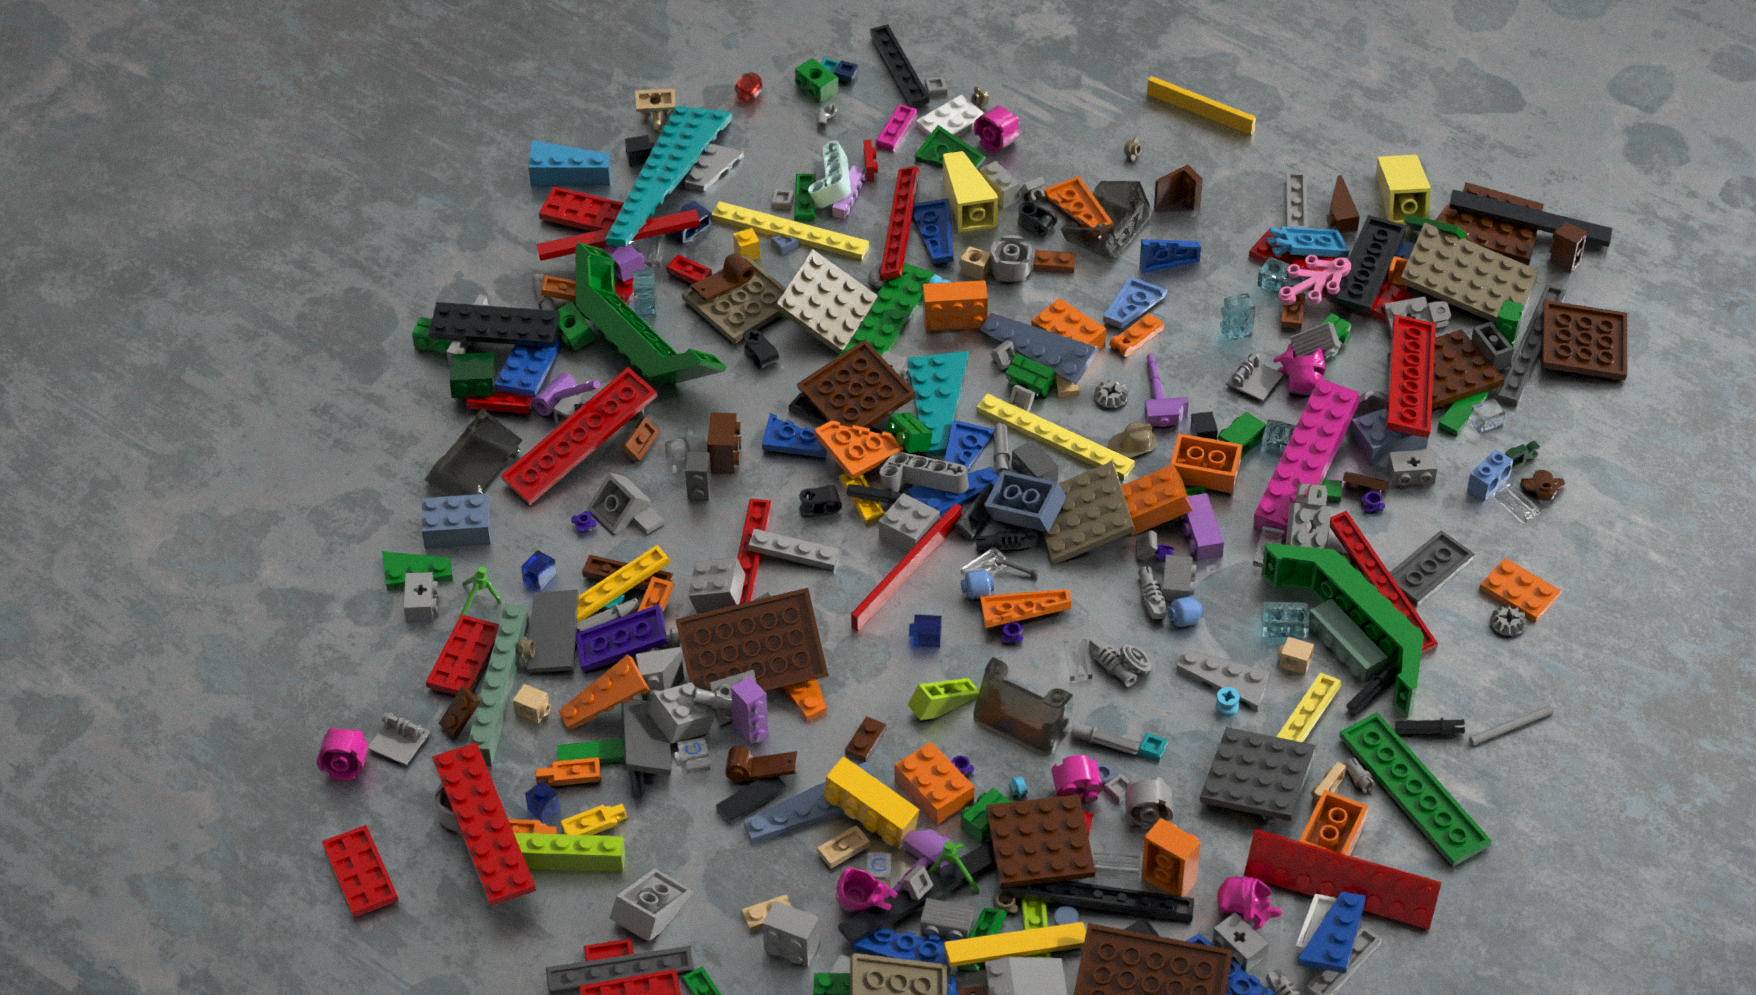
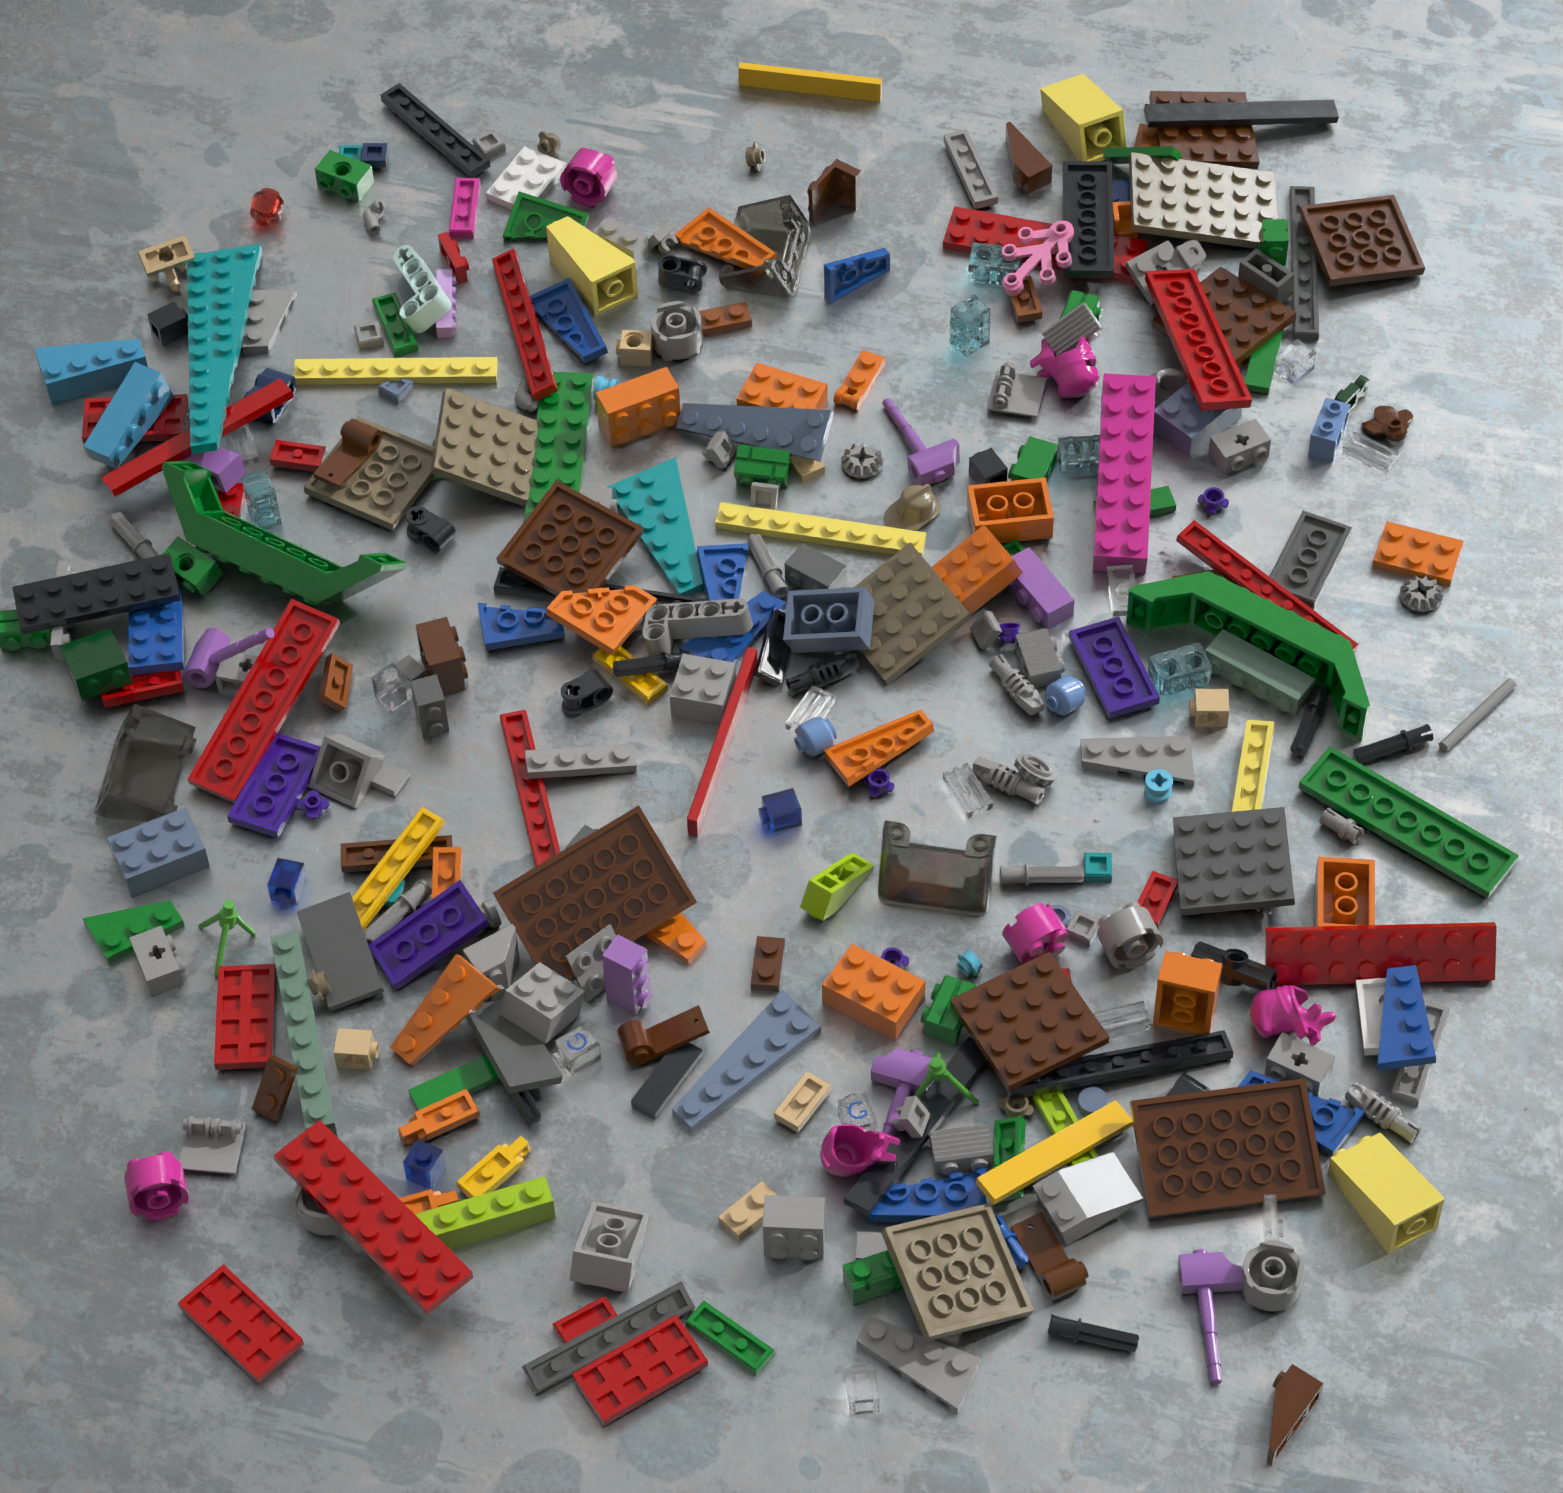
camera: 20 degrees left, 5 degrees up
(558, 288) = (154, 524): orange hinge -> none
(561, 500) = (275, 786): none -> dark purple plate
(576, 205) = (129, 415): none -> dark azure wedge
(714, 699) = (577, 975): light grey pin -> none
(716, 584) = (512, 833): light grey brick -> none
(747, 243) = (354, 402): yellow brick -> none
(870, 802) = (817, 1040): yellow brick -> none
(909, 432) = (654, 577): green brick -> none
(999, 560) = (826, 700): dark grey hinge -> none
(1132, 301) = (837, 341): medium blue wing -> none
(1186, 783) = (1158, 895): none -> red plate
(1222, 853) = (1237, 967): none -> black piece
(1234, 603) = (1114, 667): none -> dark purple plate
(1308, 242) = (1007, 212): dark azure tile -> none
(1308, 510) = (1157, 534): light grey plate -> none
(1331, 781) = (1314, 839): tan plate -> none
(1356, 480) = (1206, 479): reddish brown plate -> none
(1568, 246) = (1297, 135): reddish brown brick -> none

